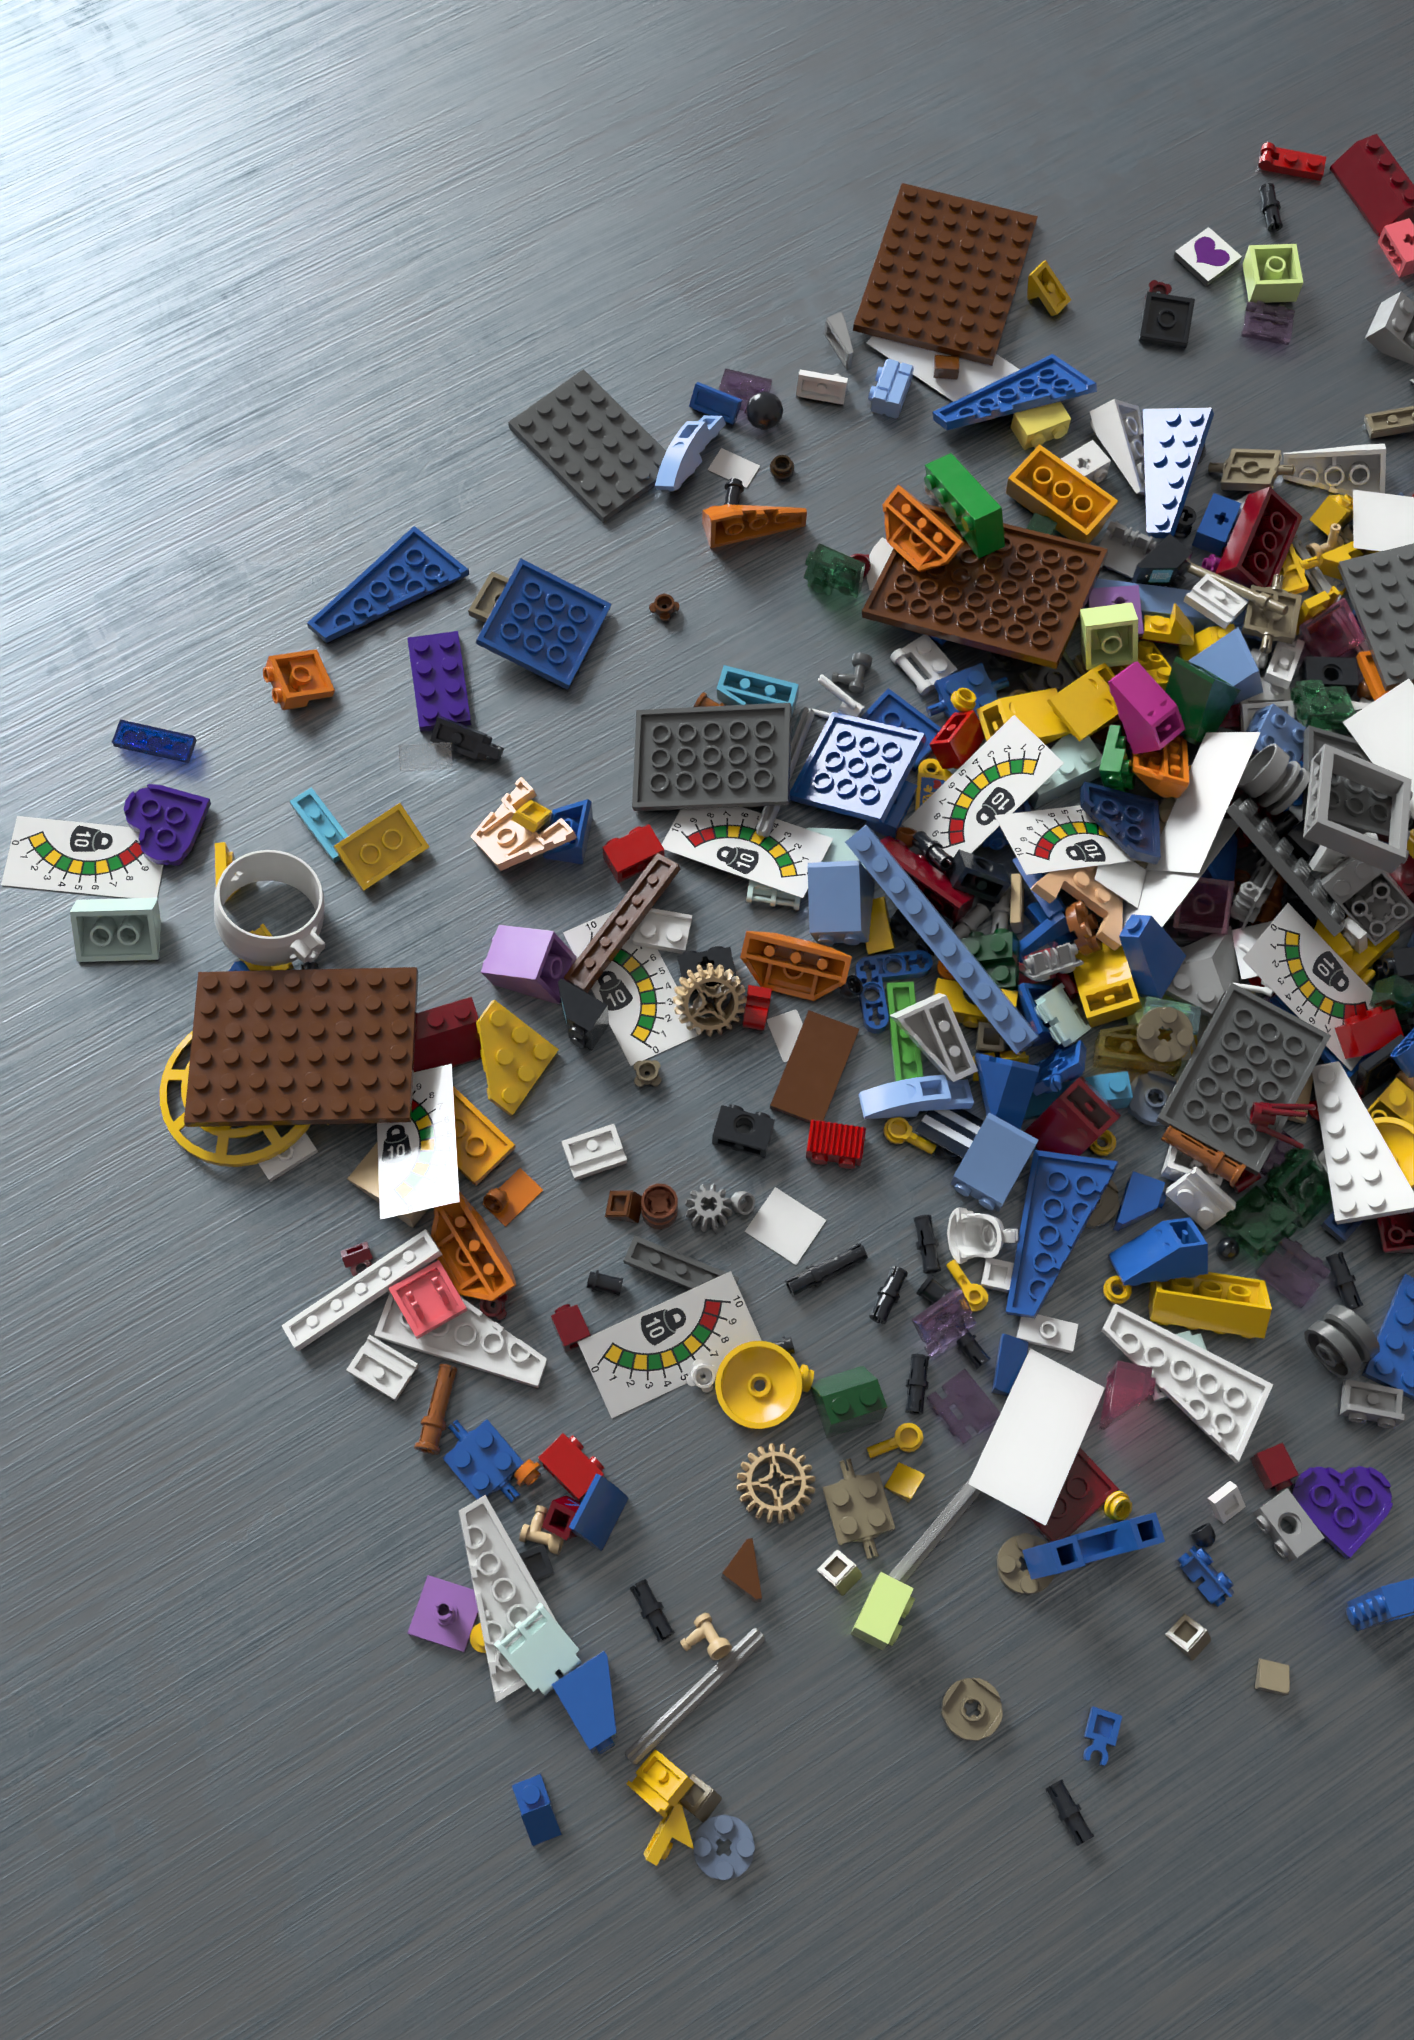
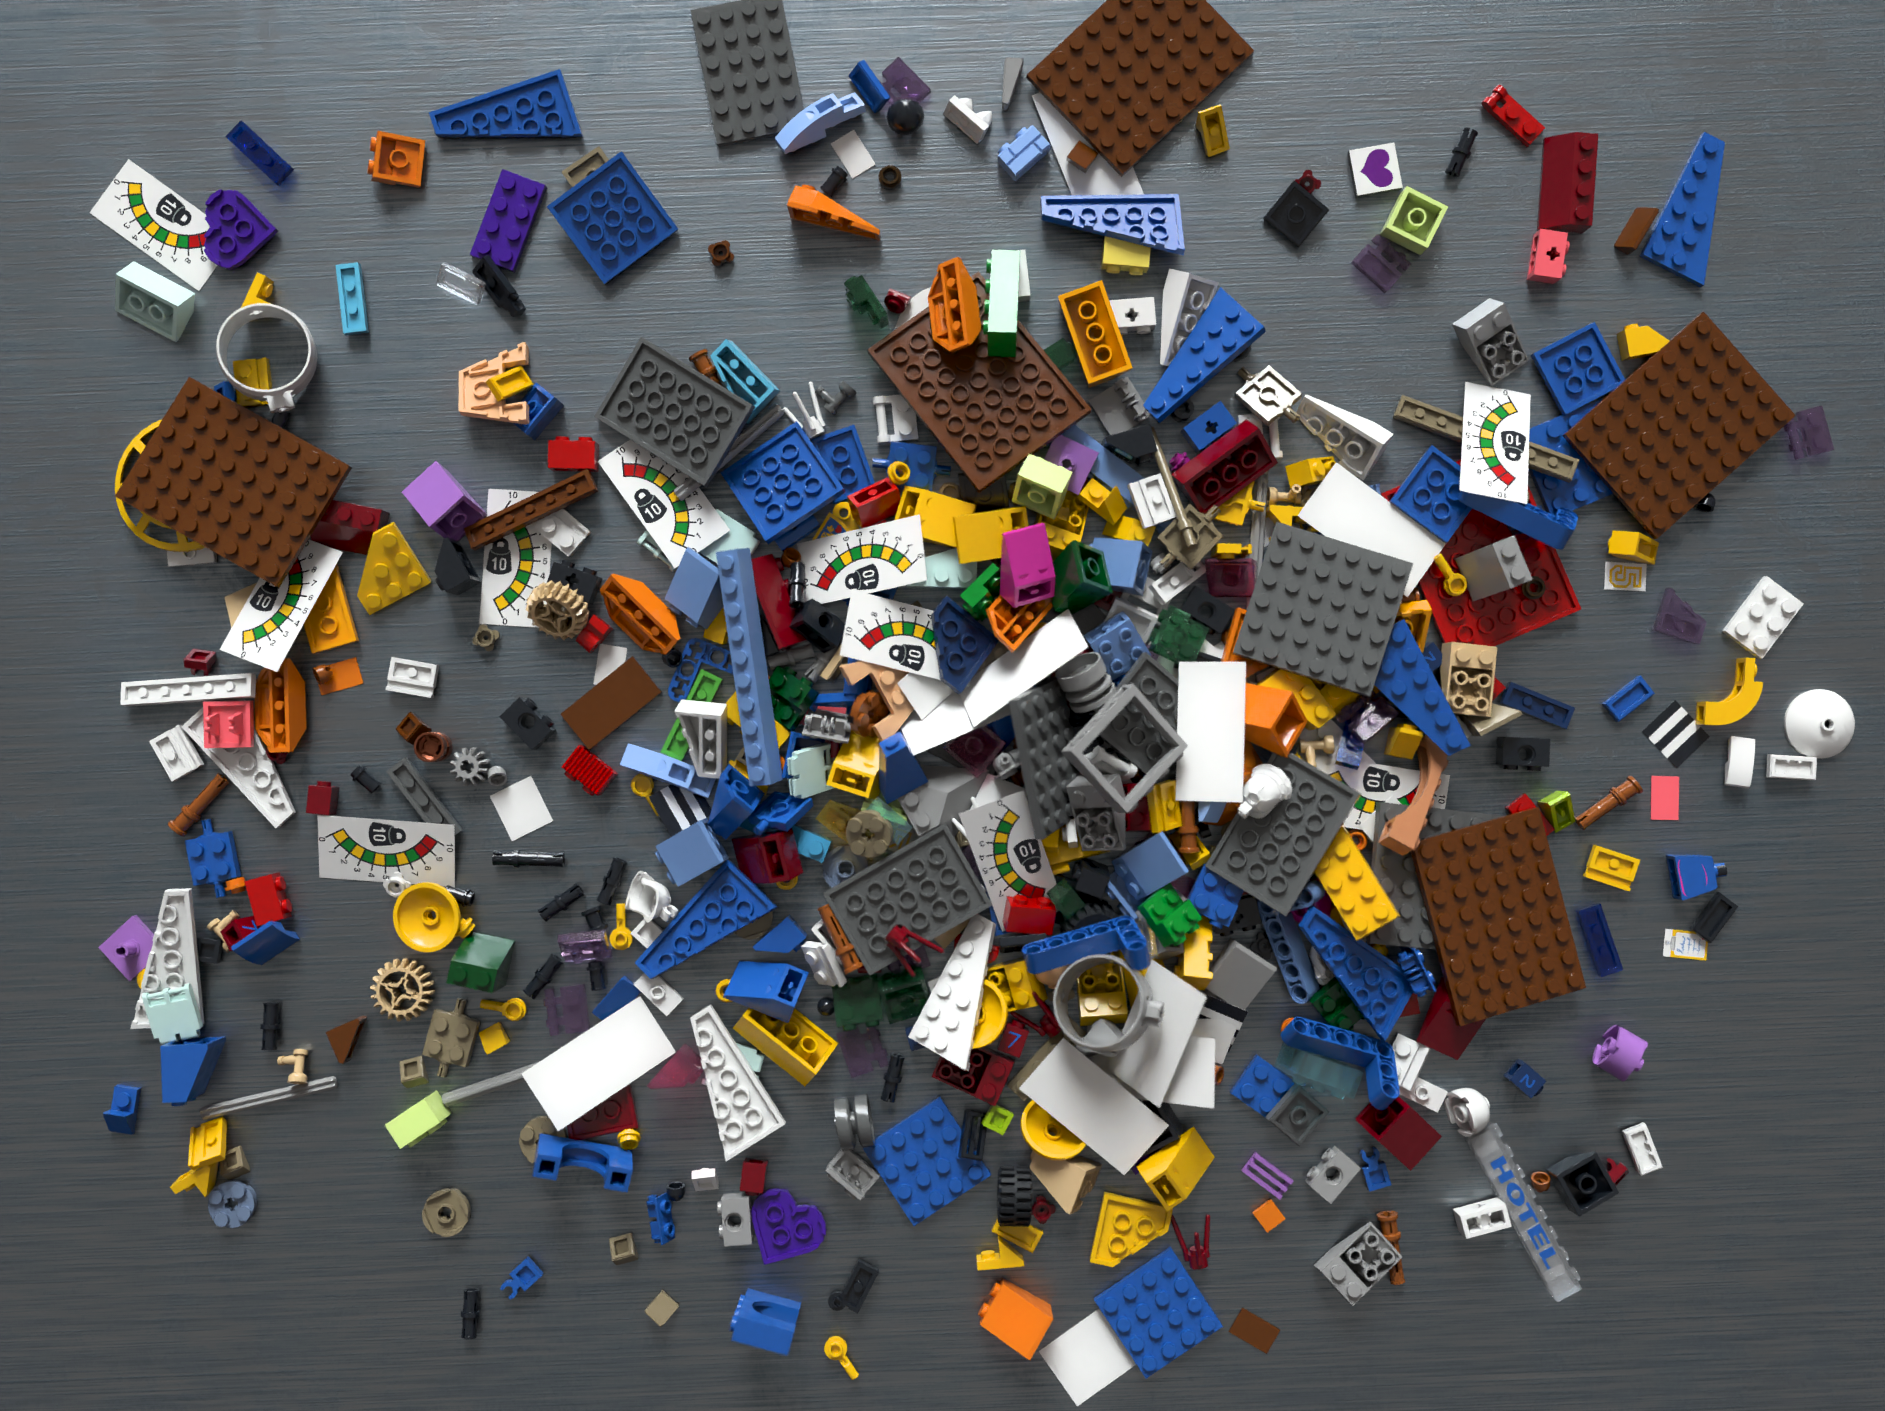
camera: 30 degrees right, 20 degrees up
(381, 846) = (383, 344): yellow plate -> none

